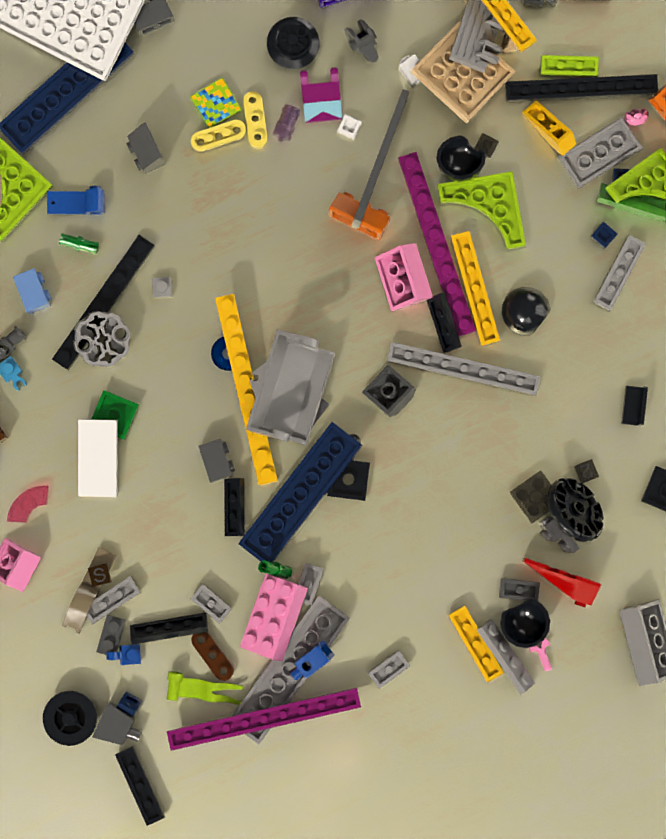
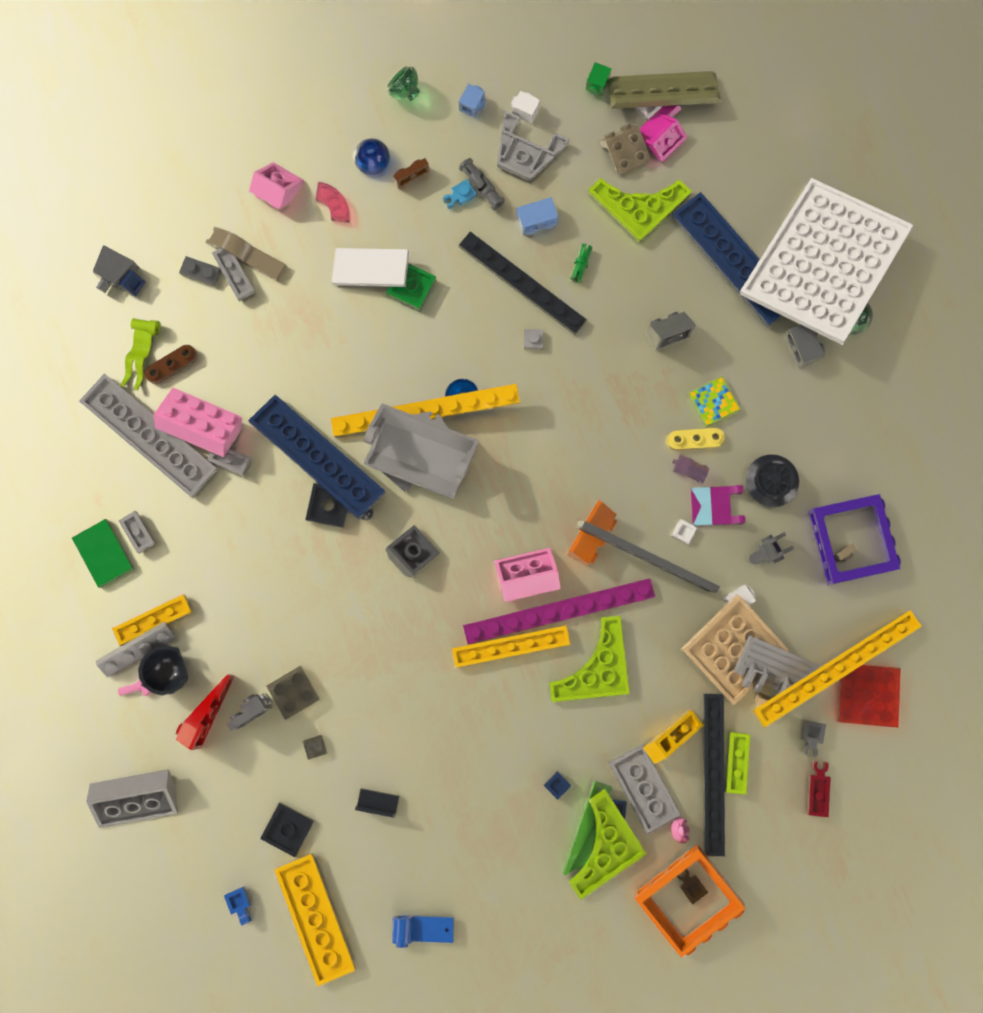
camera: 90 degrees right, 5 degrees down
(69, 718) = (124, 226): black wheel -> none
(77, 202) = (622, 262): blue door -> none
(90, 352) = (478, 292): light grey connector -> none
(99, 575) = (257, 262): dark brown tile -> none
(127, 654) = (179, 284): blue plate -> none
(140, 785) = (54, 288): black plate -> none
(168, 628) = (200, 324): black plate -> none
(211, 603) = (220, 365): light grey plate -> none
(216, 460) = (358, 378): dark grey brick -> none
(225, 129) = (681, 393): light yellow plate -> none
(234, 507) = (311, 393): black plate -> none
(263, 719) = (100, 407): magenta plate -> none
(275, 569) = (244, 426): green pin -> none
(317, 657) = (150, 456): blue torso -> none
(412, 702) = (102, 553): none -> green tile
(444, 323) = (477, 612): black plate -> none
(459, 159) = (644, 639): black cylinder -> none
(463, 368) = (429, 629): light grey plate -> none
(487, 145) = (658, 669): clear smoke tile -> none
(518, 589) = (201, 668): dark grey plate -> none
(525, 310) = (485, 696): black cylinder -> none
(574, 510) = (266, 720): black plate -> none
(619, 272) = (517, 798): light grey plate -> none

